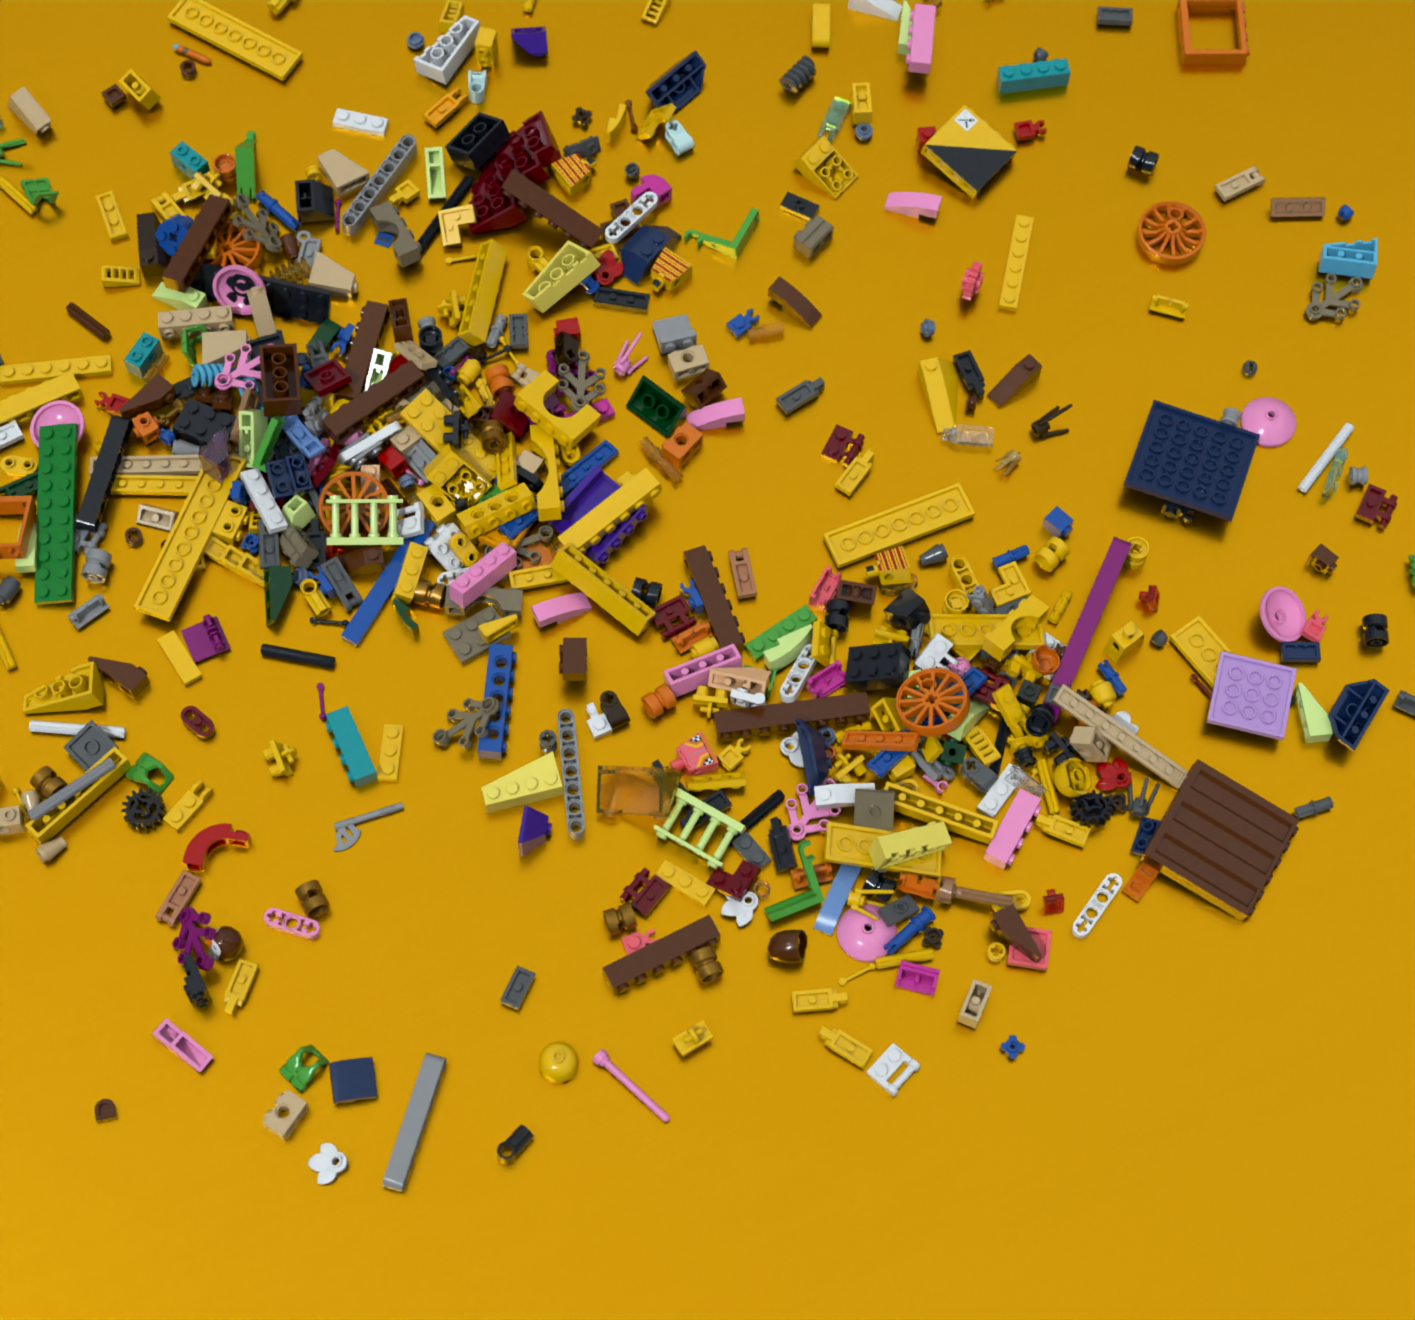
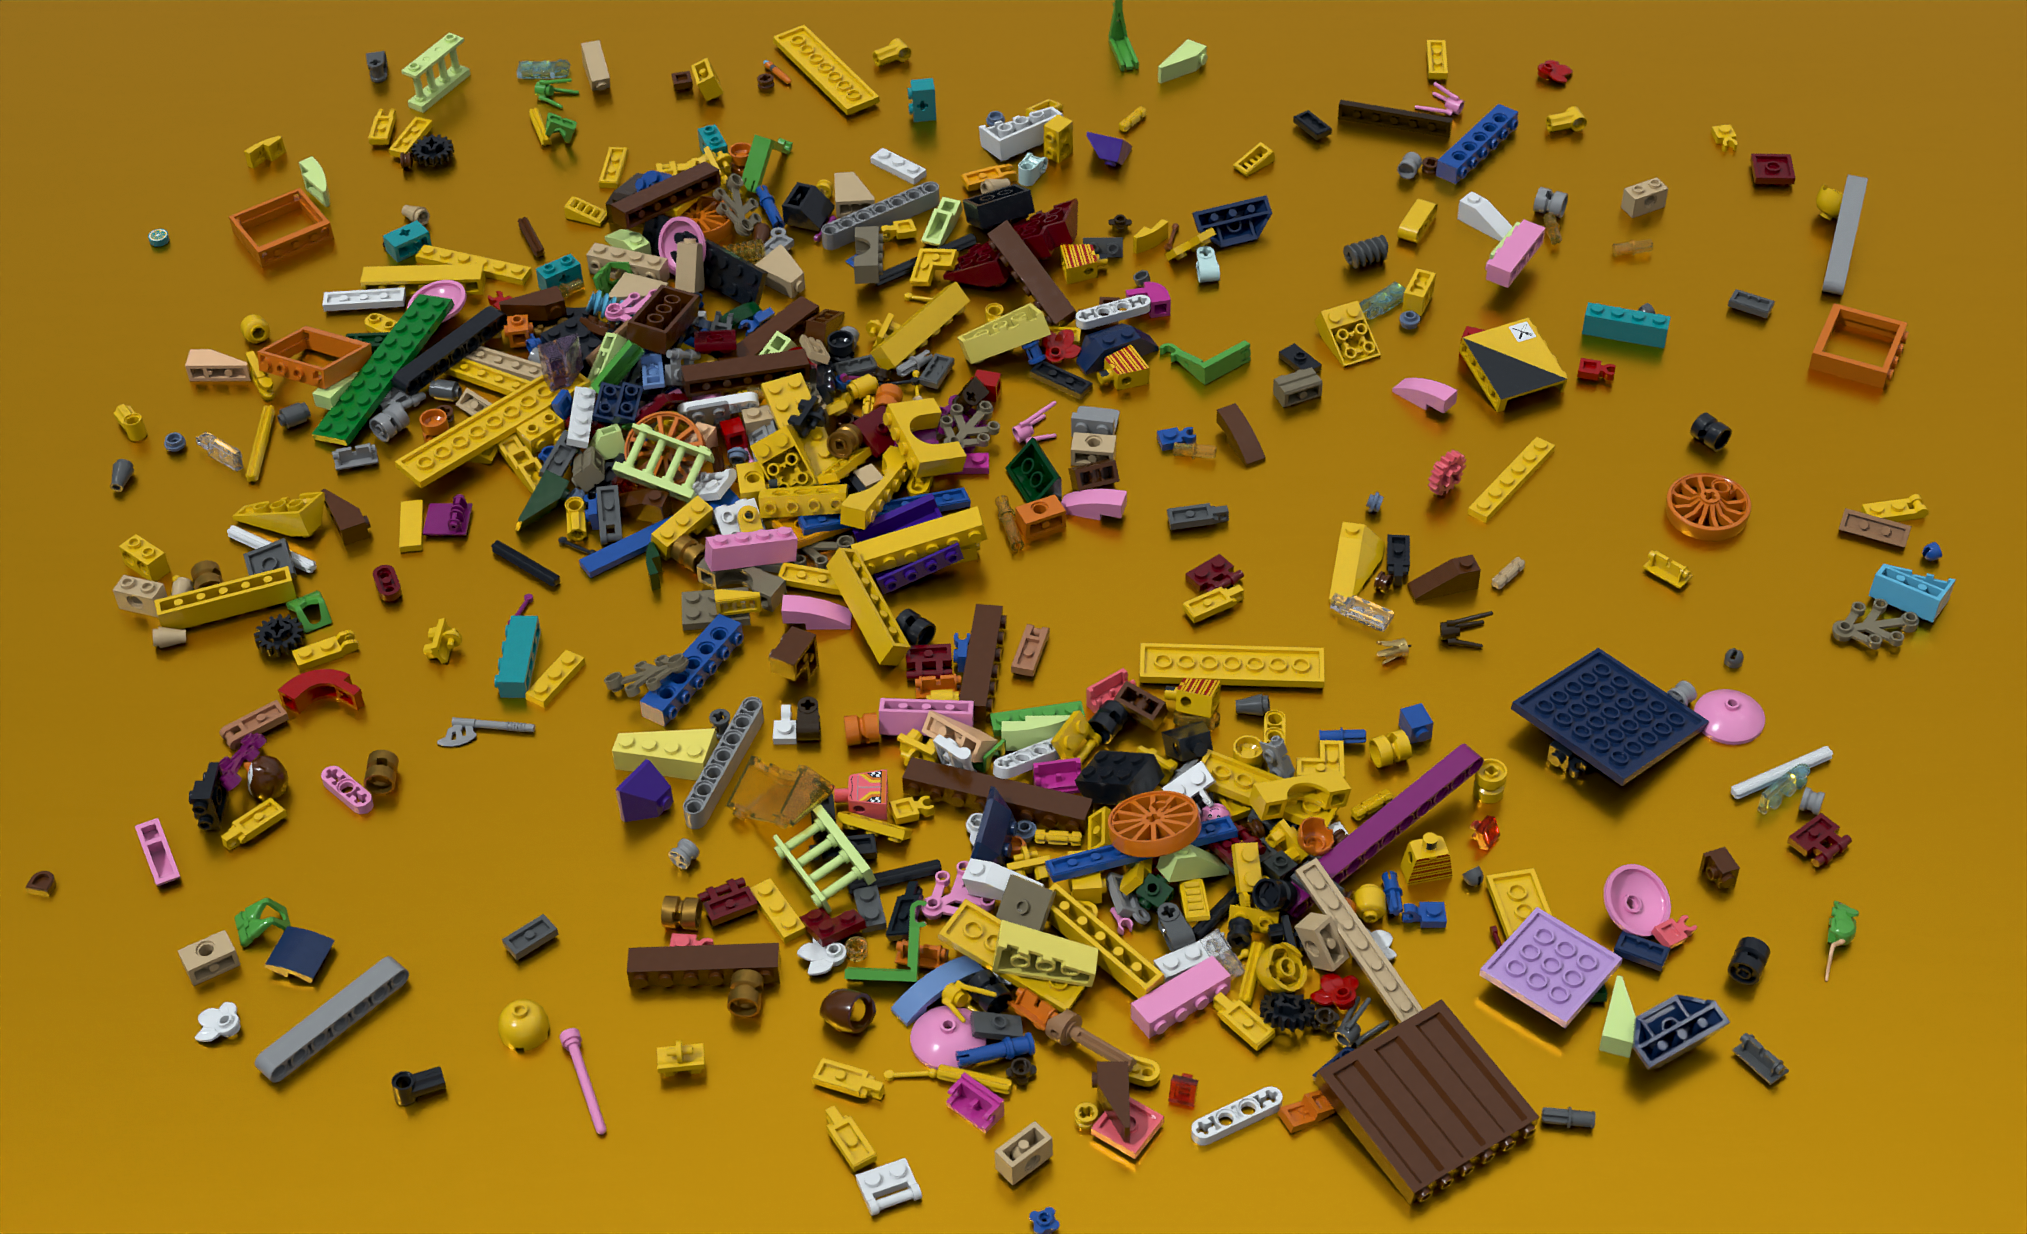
camera: 30 degrees right, 20 degrees down
(71, 789) = (218, 584): light grey axle -> none
(121, 513) = (445, 390): none -> dark grey brick
(140, 556) = (433, 423): none -> orange wheel
(346, 45) = (923, 100): none -> teal brick
(457, 116) = (994, 184): none -> tan cone
(589, 867) = (684, 853): none -> light grey wheel
(880, 740) = (1075, 845): orange tile -> none
(1056, 354) = (1508, 573): none -> tan axle
(1144, 683) = (1427, 913): none -> blue plate
(1239, 183) = (1816, 487): tan plate -> none
(1302, 182) = (1897, 509): none -> yellow plate

